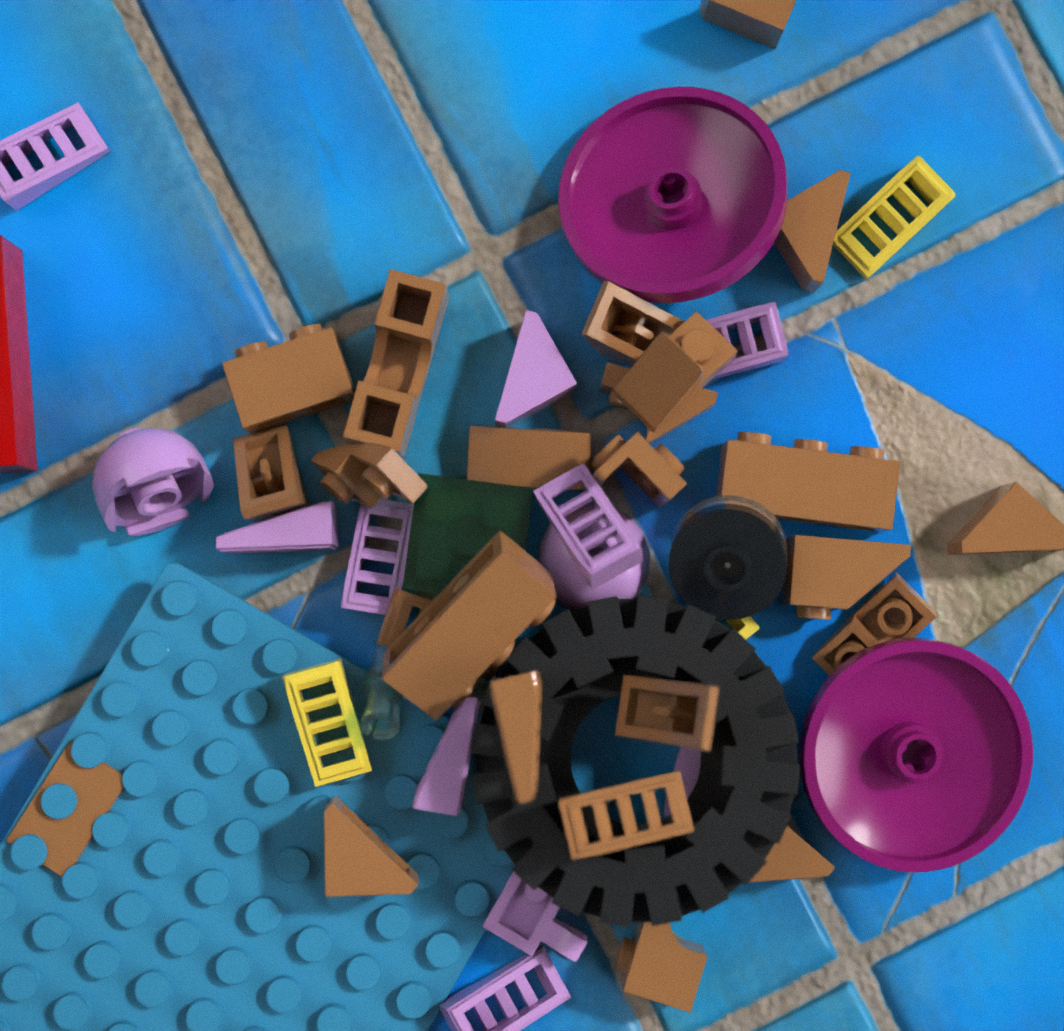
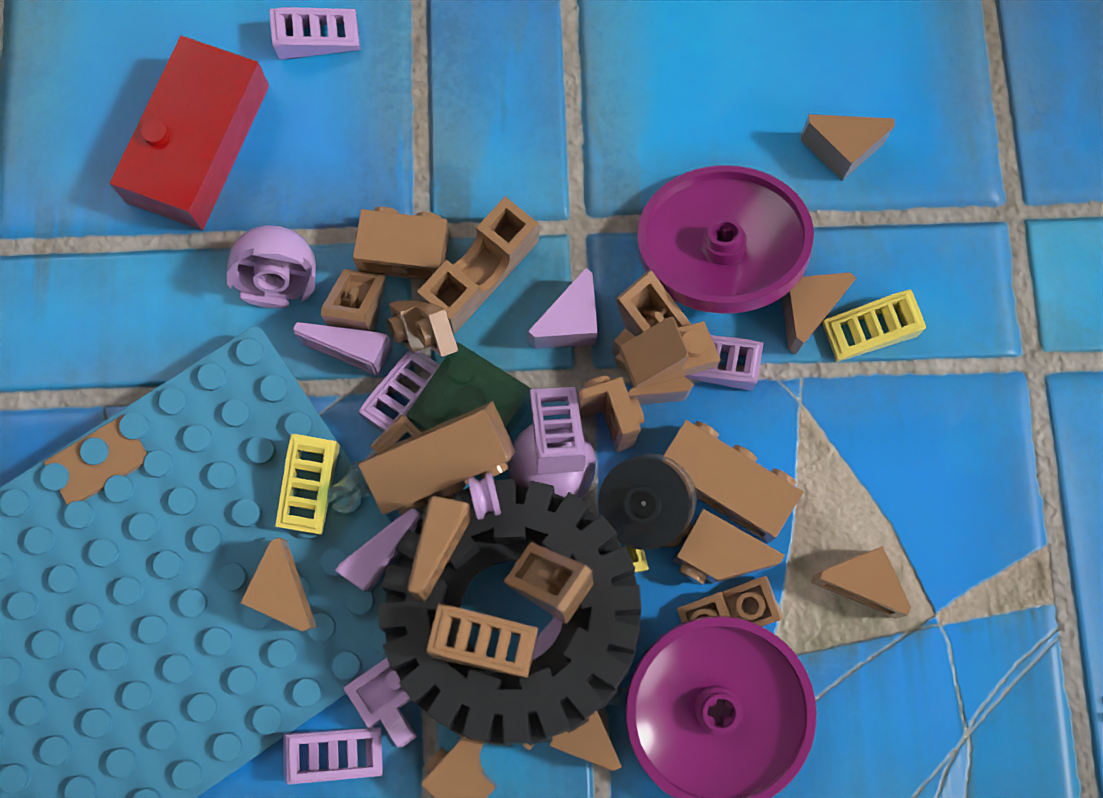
camera: 25 degrees right, 10 degrees down
(525, 455) = (538, 366): medium nougat slope -> none
(547, 649) = (484, 496): none -> lavender bush

